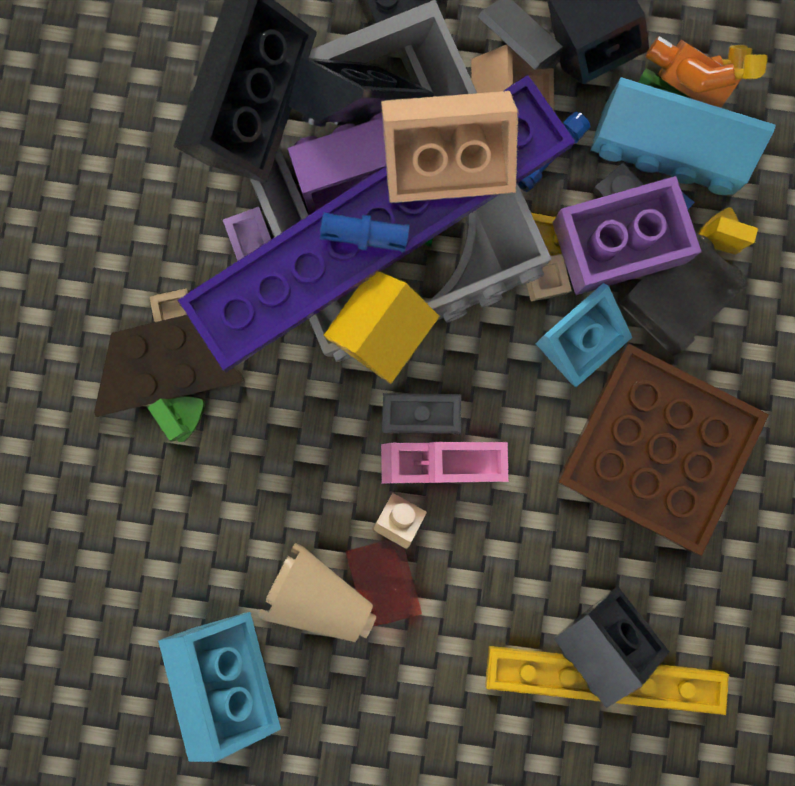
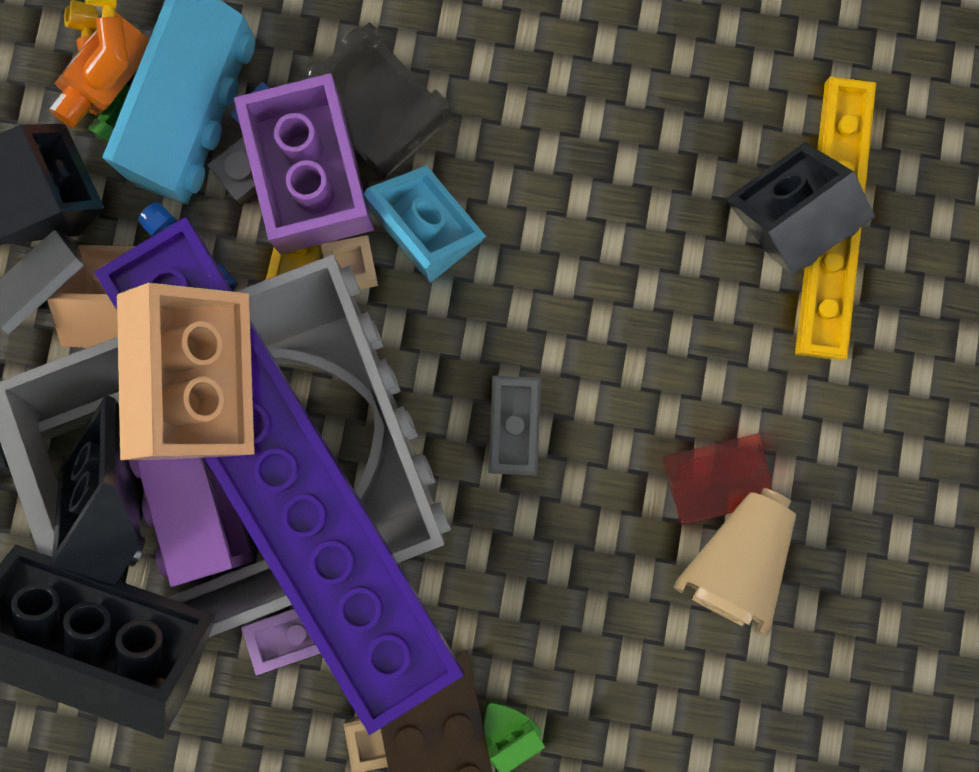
camera: 85 degrees left, 0 degrees up
(219, 687) = (847, 686): medium azure slope -> none
(364, 232) = (292, 487): blue pin -> none
(382, 325) = (410, 469): yellow slope -> none
(399, 521) = (646, 456): tan plate -> none
(444, 462) = (576, 400): bright pink slope -> none
(663, 449) = (564, 137): reddish brown plate -> none
(728, 233) = (302, 45): yellow tile -> none

